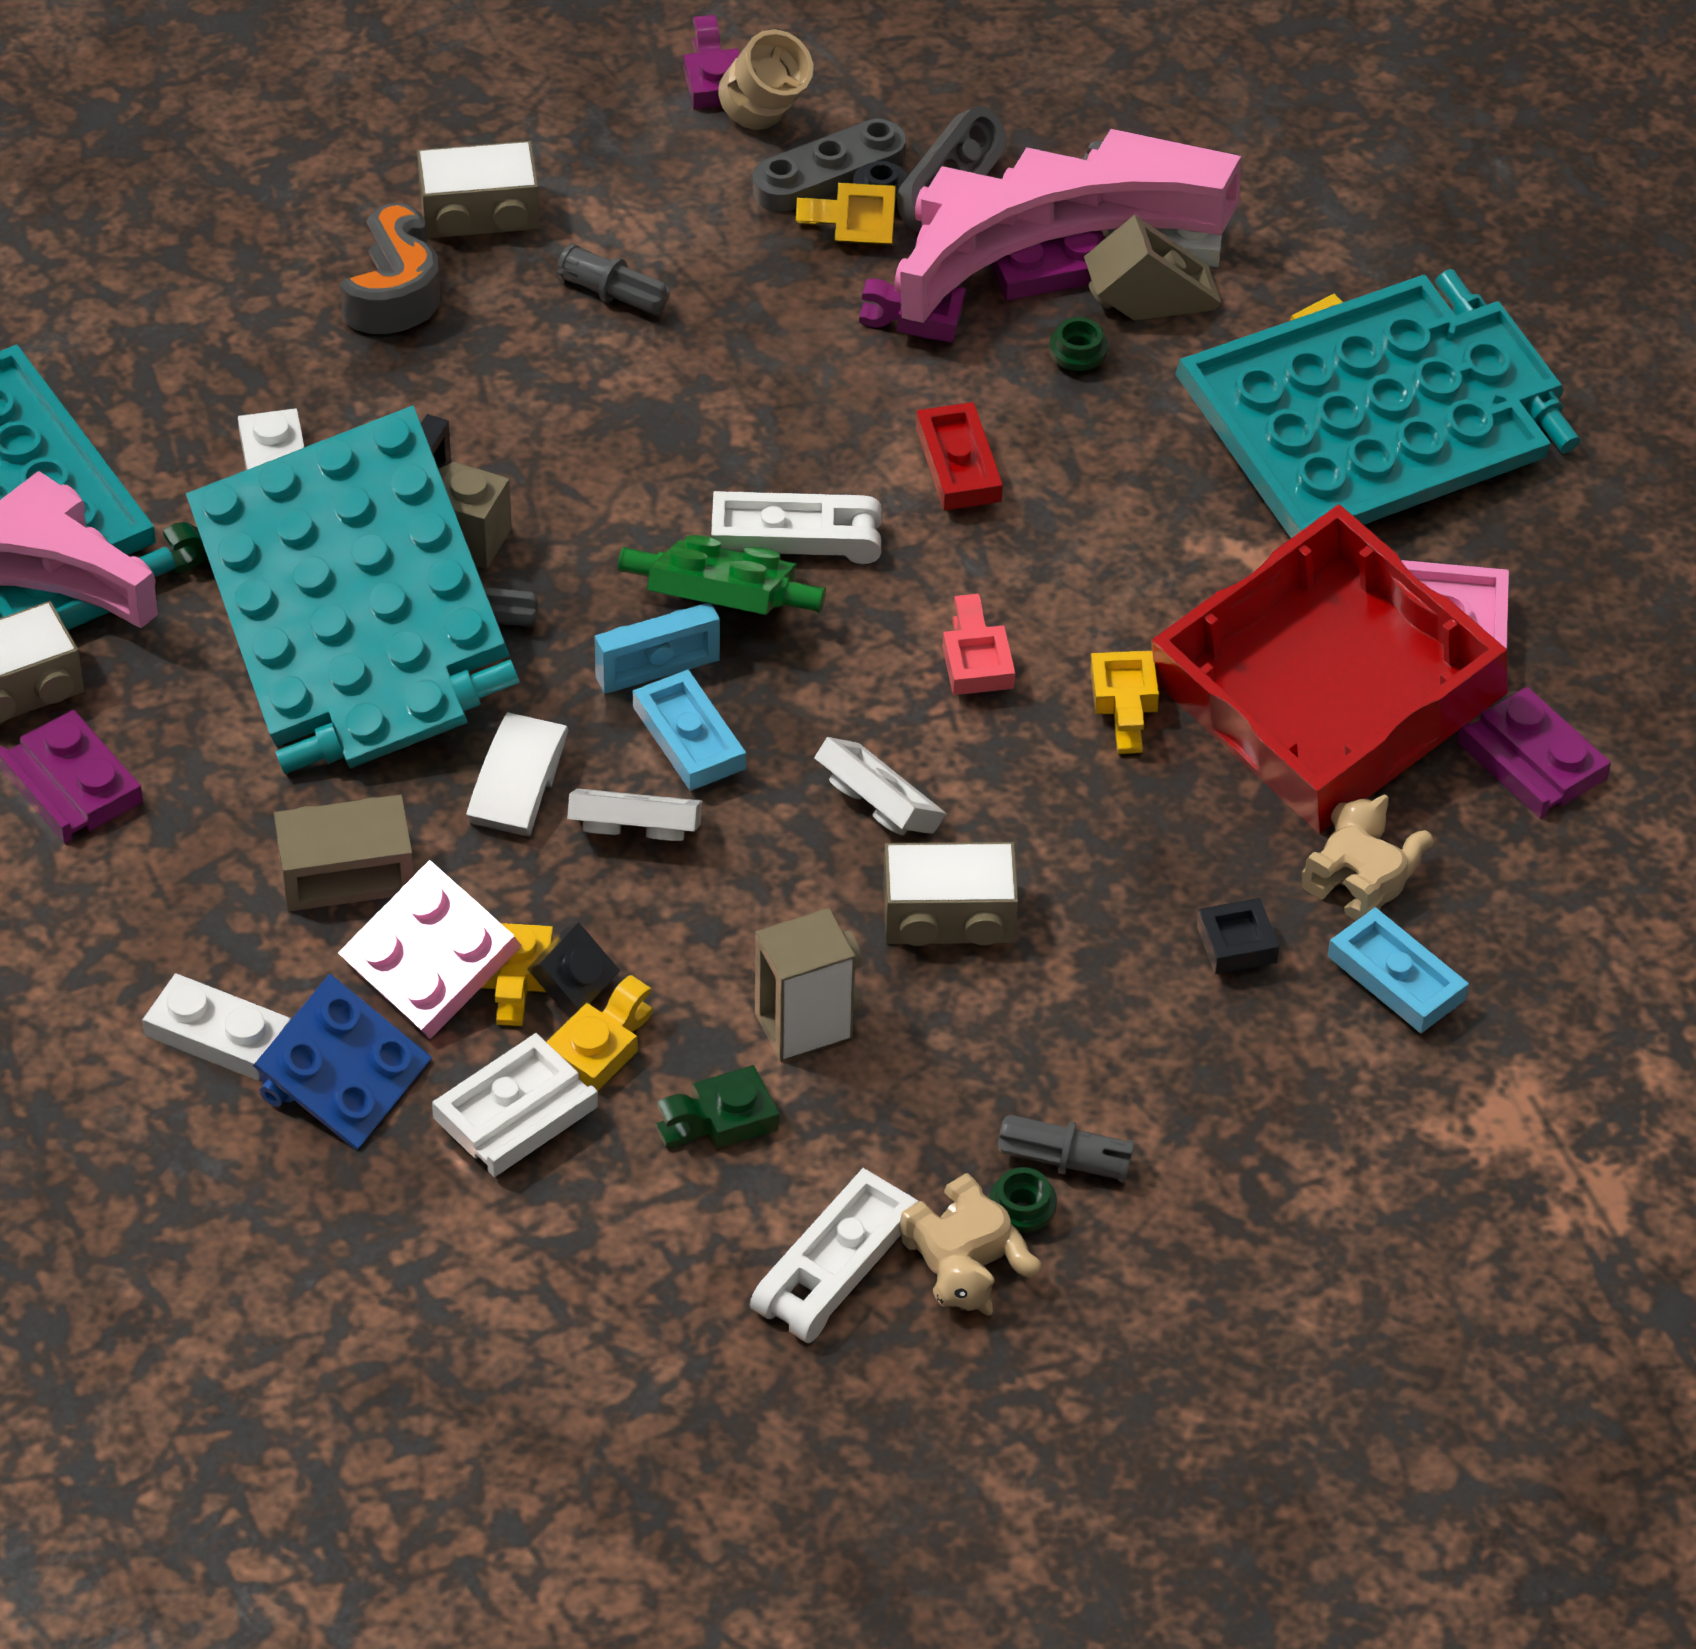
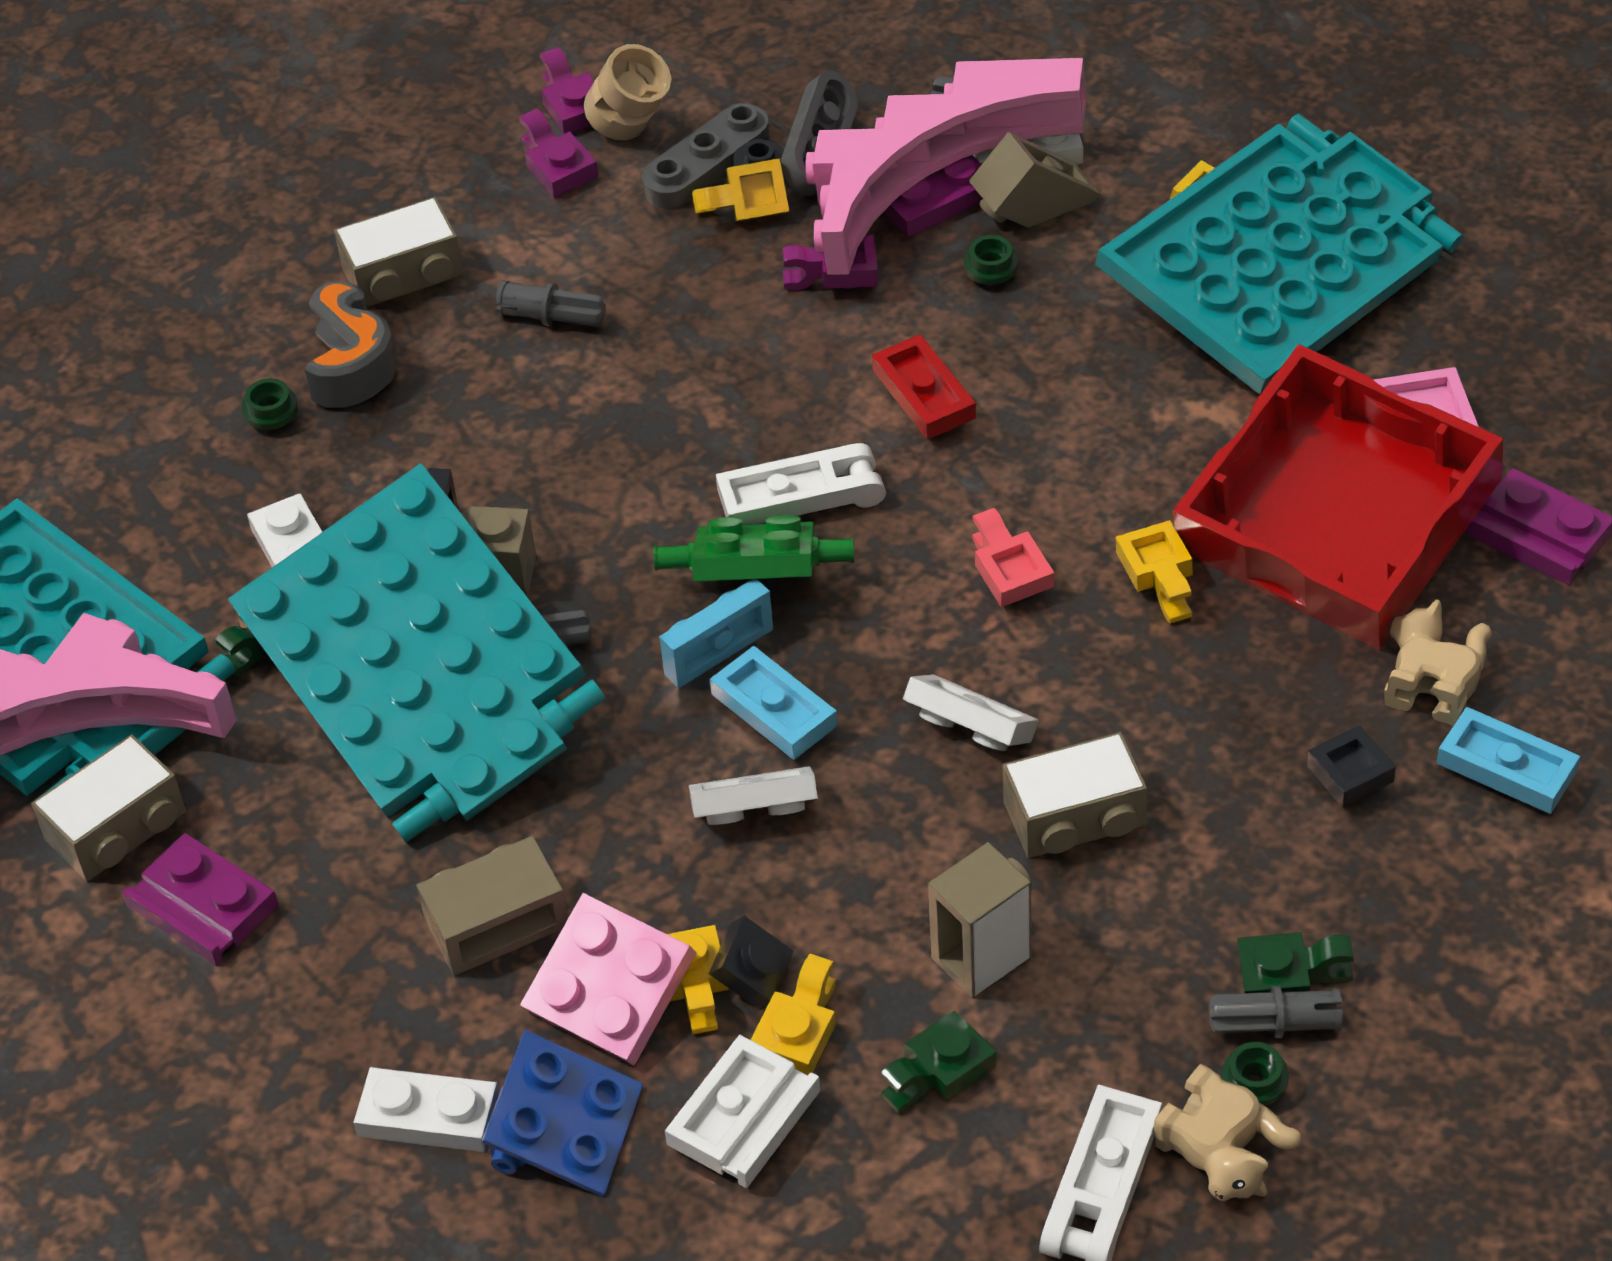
camera: 10 degrees left, 0 degrees up
(297, 312) = (269, 404): none -> dark green plate
(516, 773) = (627, 786): white slope -> none
(674, 134) = (555, 161): none -> magenta plate
(1101, 1108) = (1286, 963): none -> dark green plate

